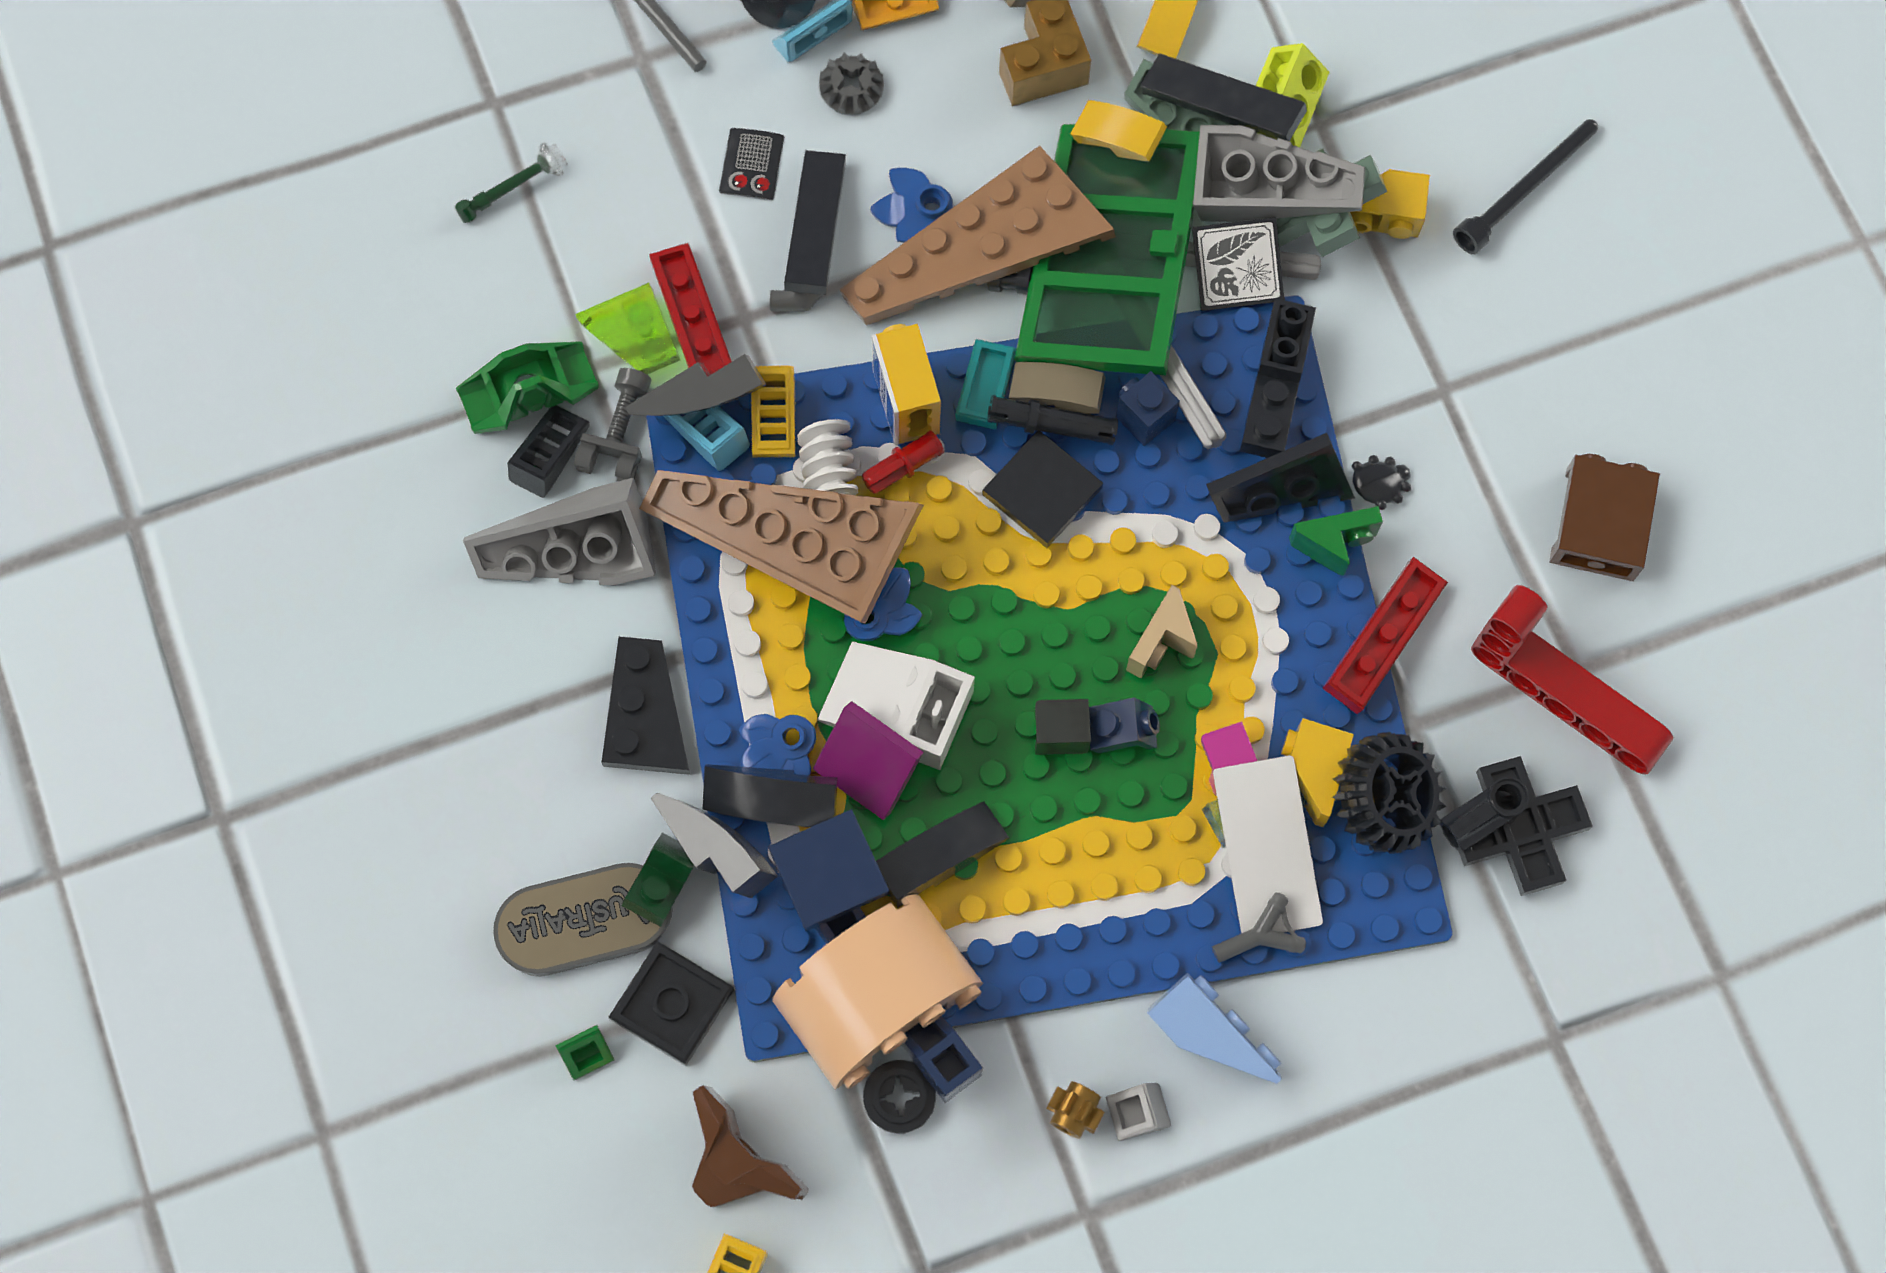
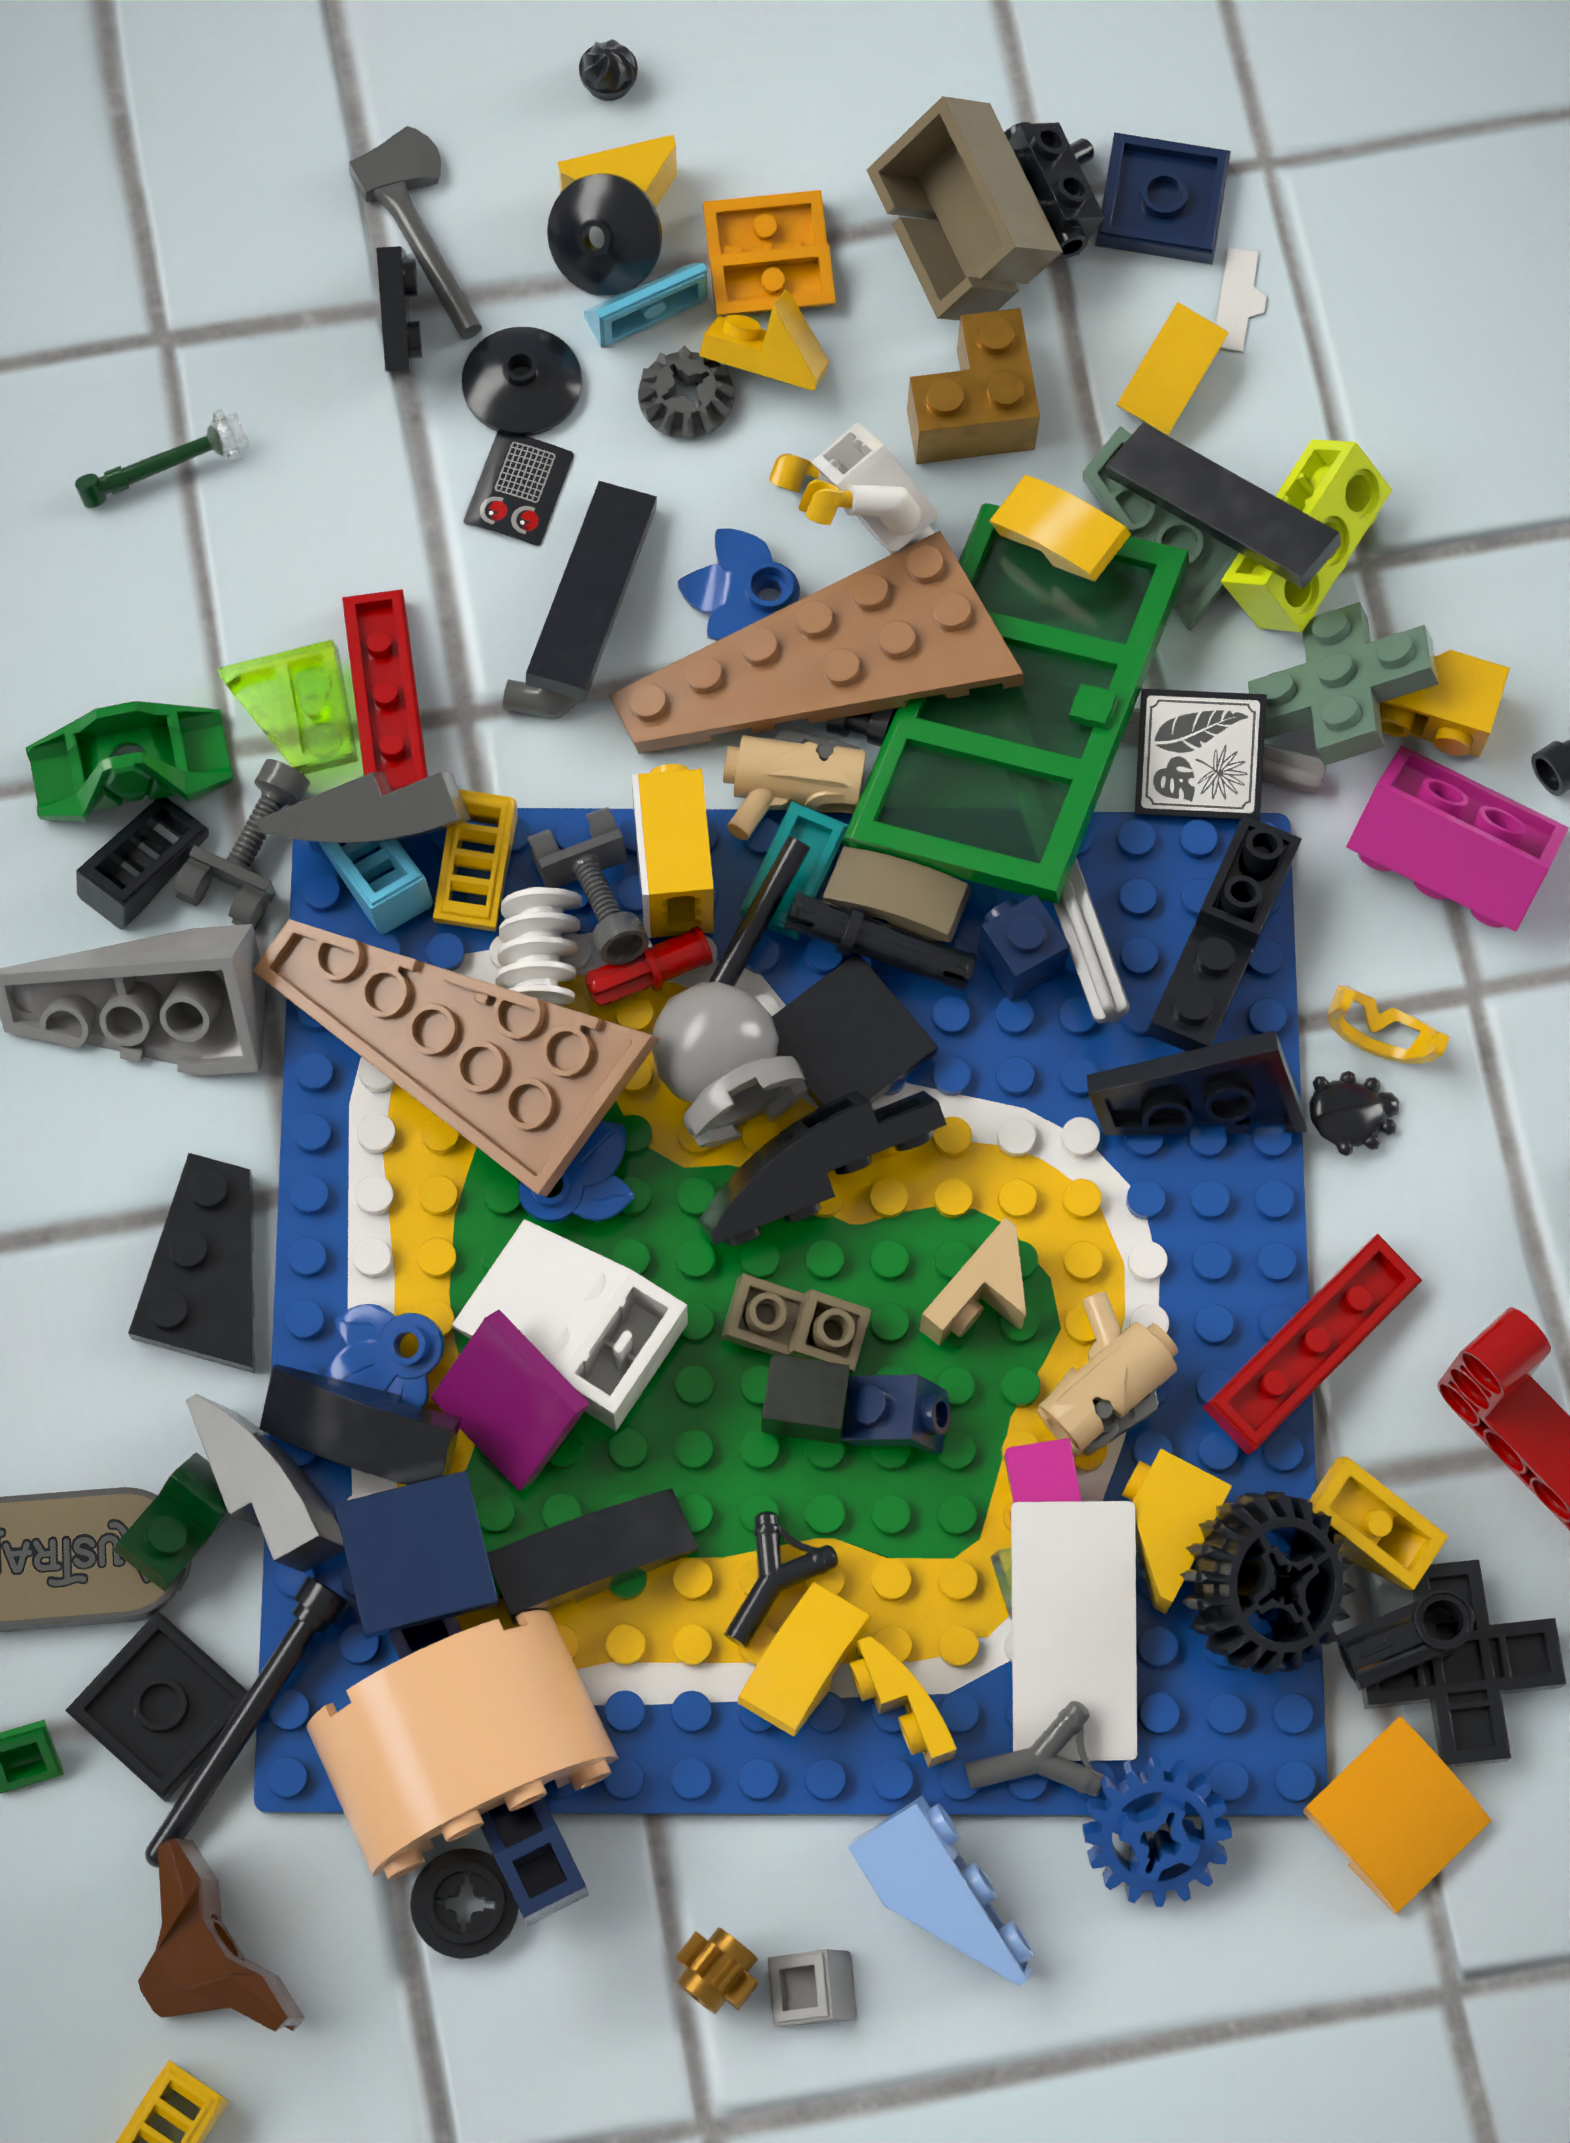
camera: 10 degrees right, 0 degrees up
(647, 39) = (396, 284): none -> black wing
(744, 106) = (521, 402): none -> black dish
(763, 922) = (314, 1613): none -> black piece
(879, 443) = (618, 934): none -> dark grey bar
(912, 46) = (782, 352): none -> yellow slope
(966, 514) = (722, 1059): none -> light grey tile
(967, 423) = (760, 912): none -> black bar
(969, 318) = (788, 770): none -> tan piece
(985, 119) = (865, 481): none -> white torso
(1024, 578) = (791, 1169): none -> black slope
(1035, 678) = (795, 1323): none -> dark tan slope
(1063, 846) = (774, 1575): none -> black piece
(1093, 896) = (803, 1658): none -> yellow slope
(1154, 902) = (892, 1685): none -> yellow slope
(1263, 177) = (1253, 632): light grey wedge -> none
(1263, 682) = (1114, 1386): none -> tan piece
(1326, 537) = (1249, 1182): green slope -> none
(1356, 984) = (1170, 1857): none -> blue gear
(1415, 293) = (1456, 839): none -> dark pink slope
(1421, 431) = (1426, 1048): none -> yellow helmet
(1456, 747) = (1377, 1524): none -> yellow slope
(1499, 930) = (1397, 1815): none -> light orange slope

